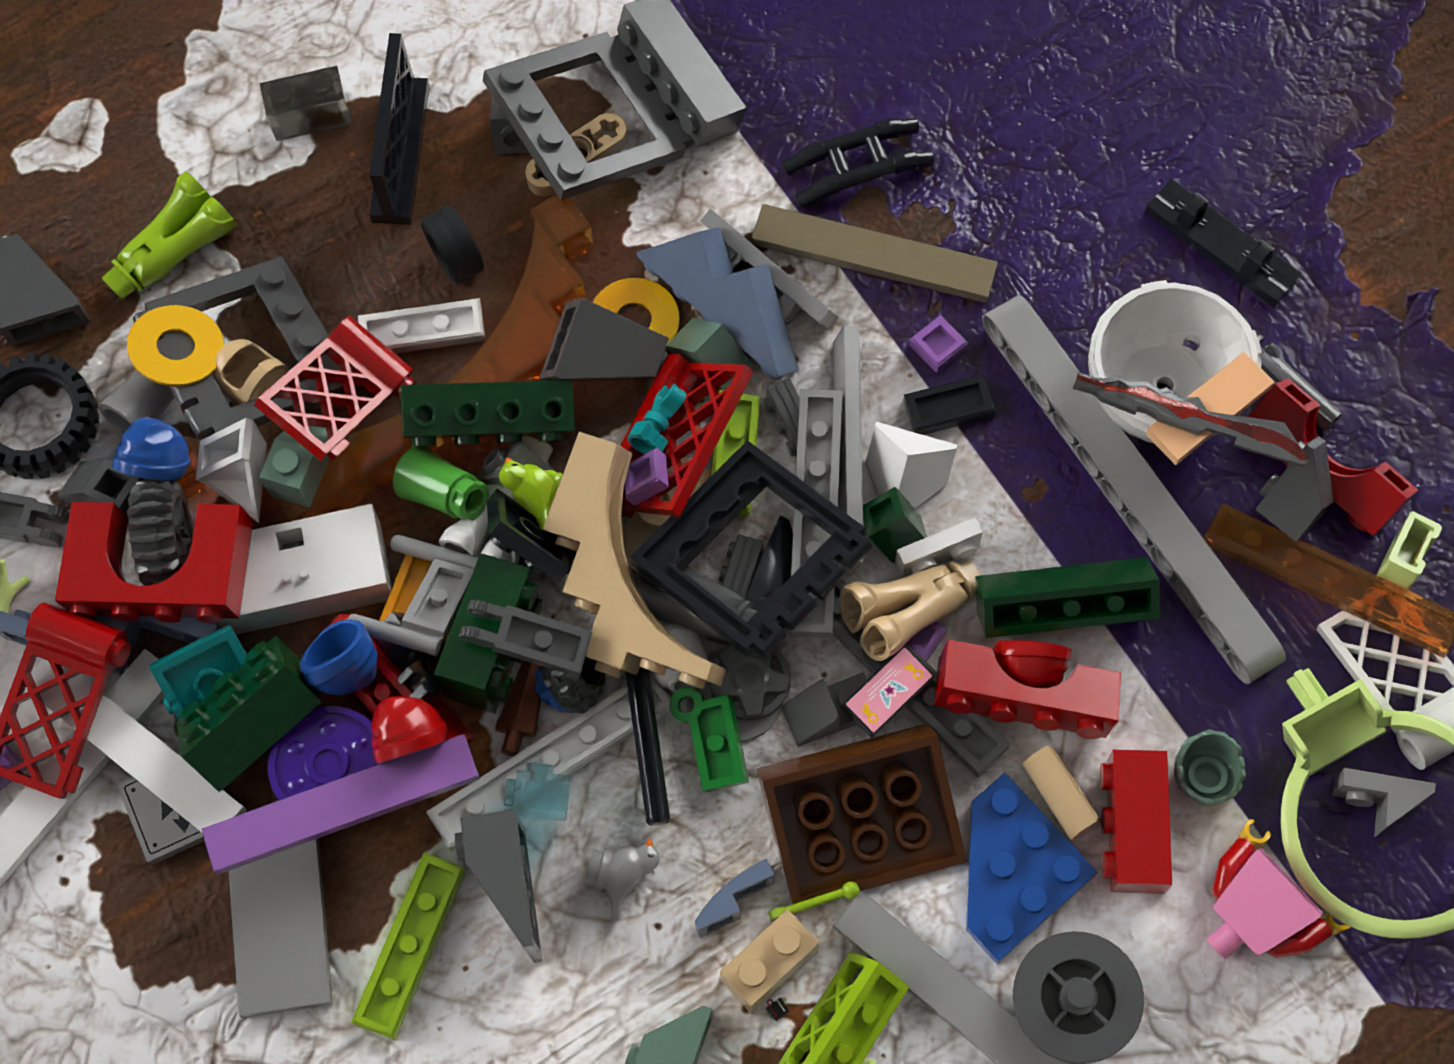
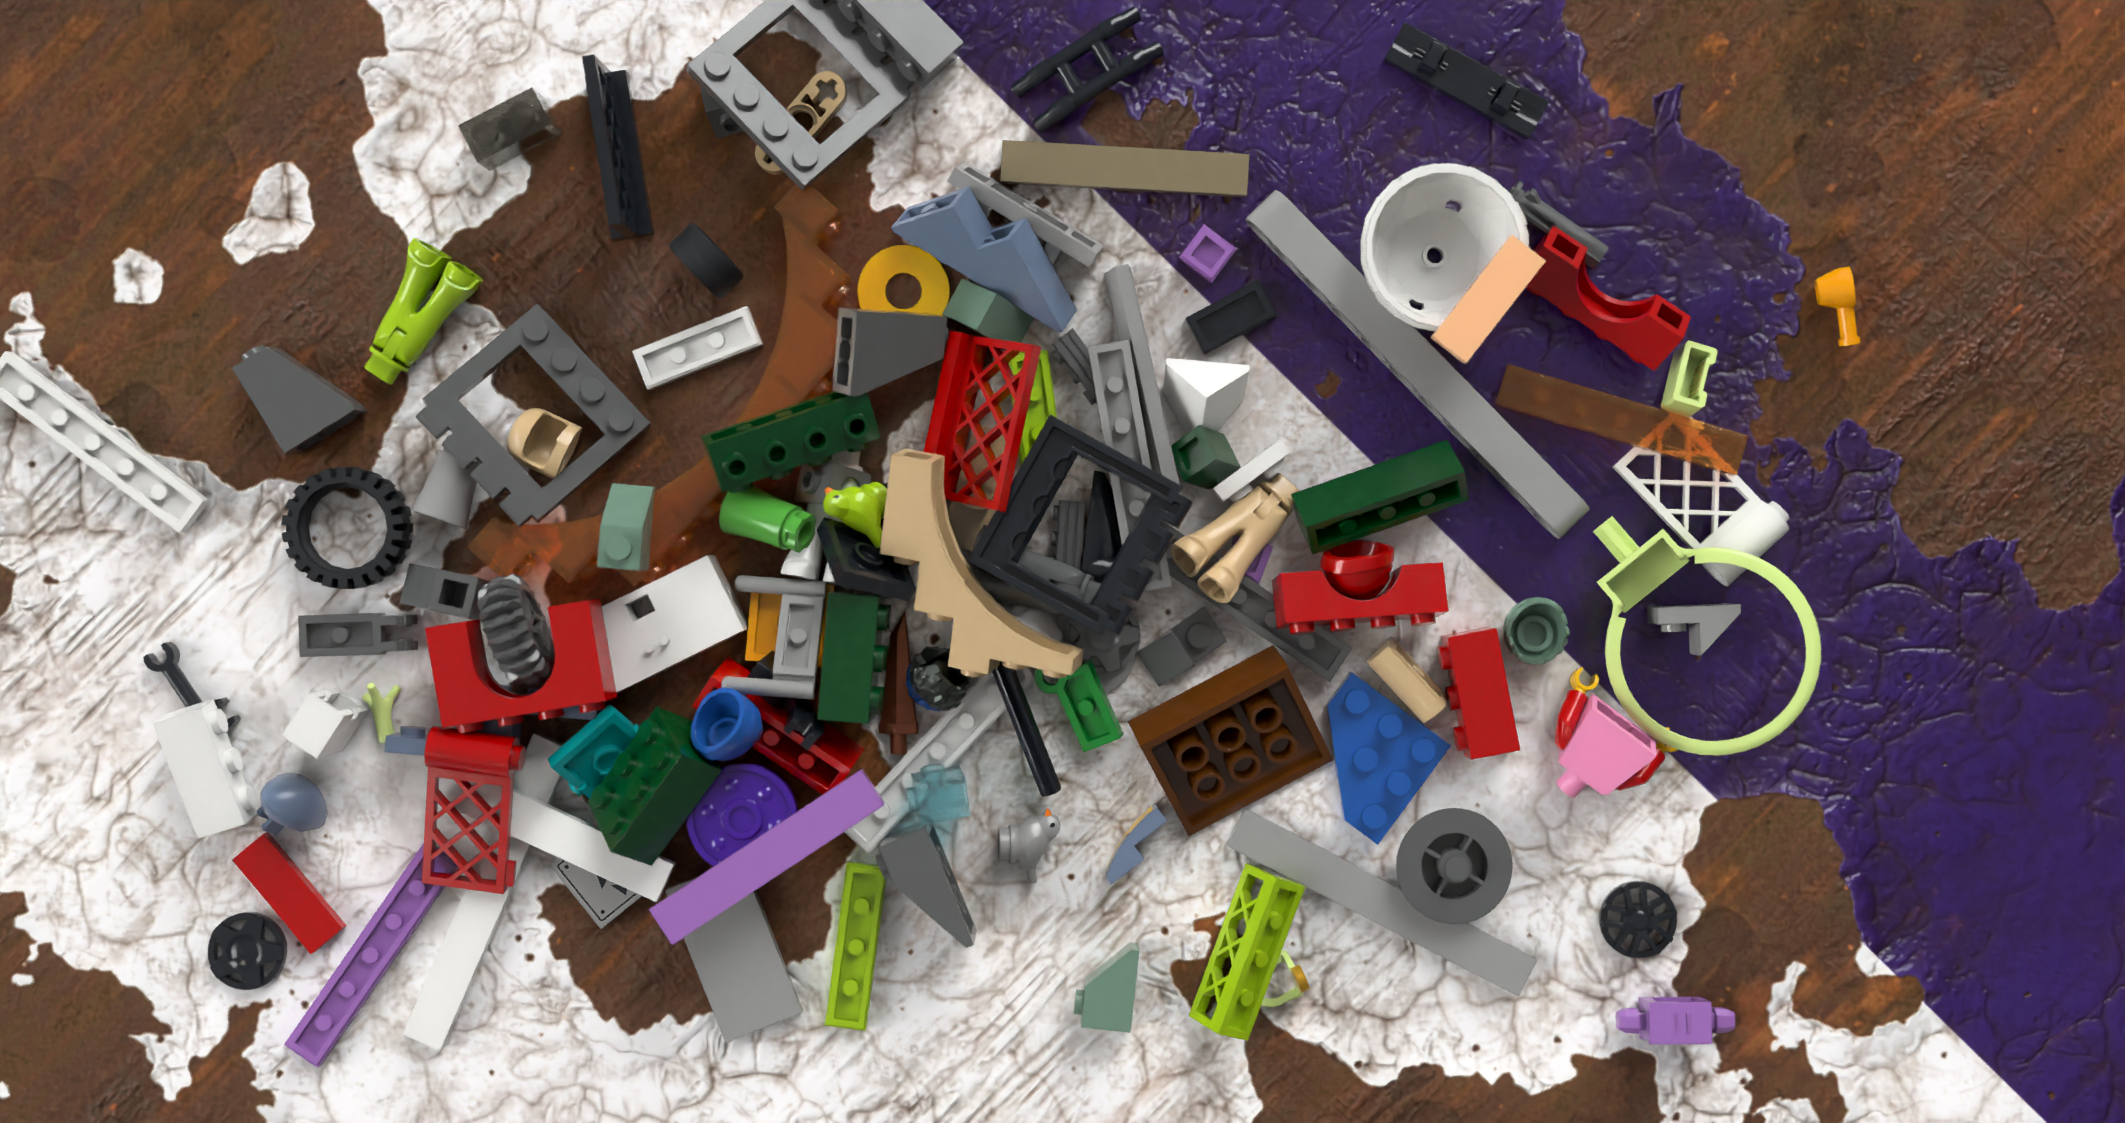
camera: 15 degrees left, 20 degrees up
(152, 451) = (484, 562): blue hat -> none
(154, 366) = (467, 468): yellow gear -> none
(232, 464) = (565, 549): white slope -> none
(361, 362) = (664, 410): red piece -> none
(404, 727) = (808, 782): red hat -> none
(530, 637) = (899, 668): dark grey hinge -> none
(646, 433) = (962, 392): teal piece -> none
(646, 477) = (963, 473): medium lavender tile -> none
(769, 961) = (1178, 893): tan brick -> none
(777, 1008) = (1192, 926): black piece -> none
(849, 890) = (1234, 812): lime hinge -> none
(887, 691) = (1233, 628): bright pink tile -> none
(1189, 414) = (1470, 314): dark grey sword -> none
(1300, 494) = (1581, 347): dark grey slope -> none

